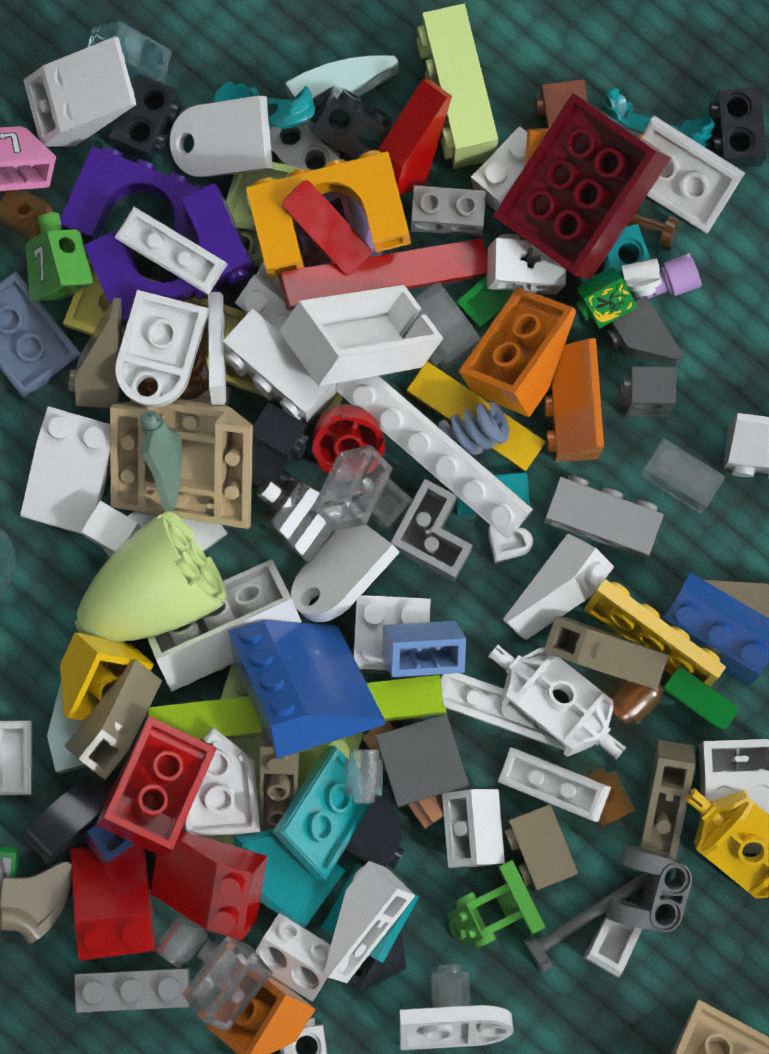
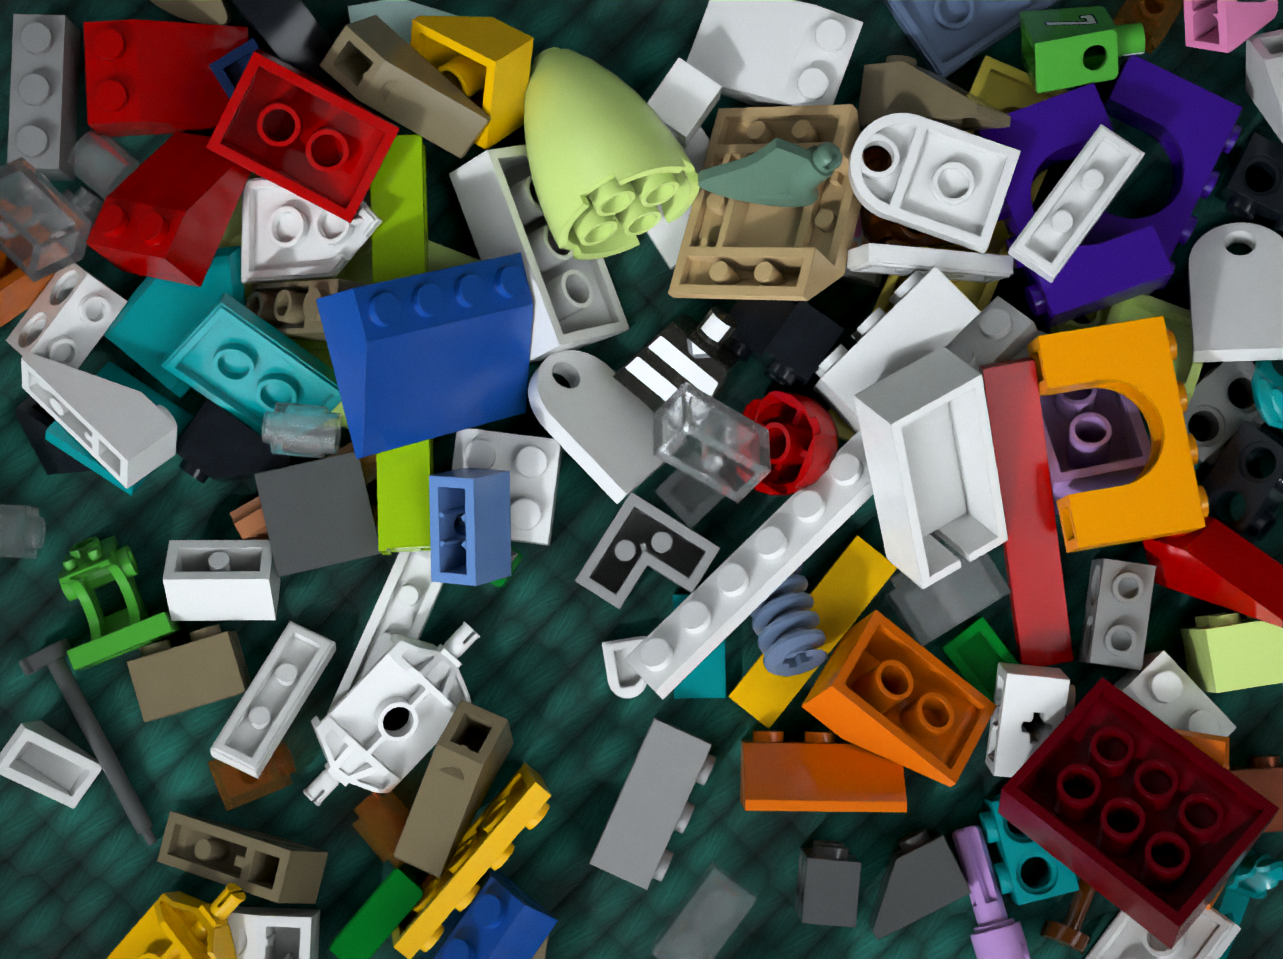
camera: 95 degrees right, 5 degrees up
(326, 227) = (1097, 429): red piece -> none
(561, 584) = (558, 734): white slope -> none
(605, 298) = (969, 832): green brick -> none
(642, 277) = (997, 889): white plate -> none
(655, 891) = (110, 830): dark grey piece -> none

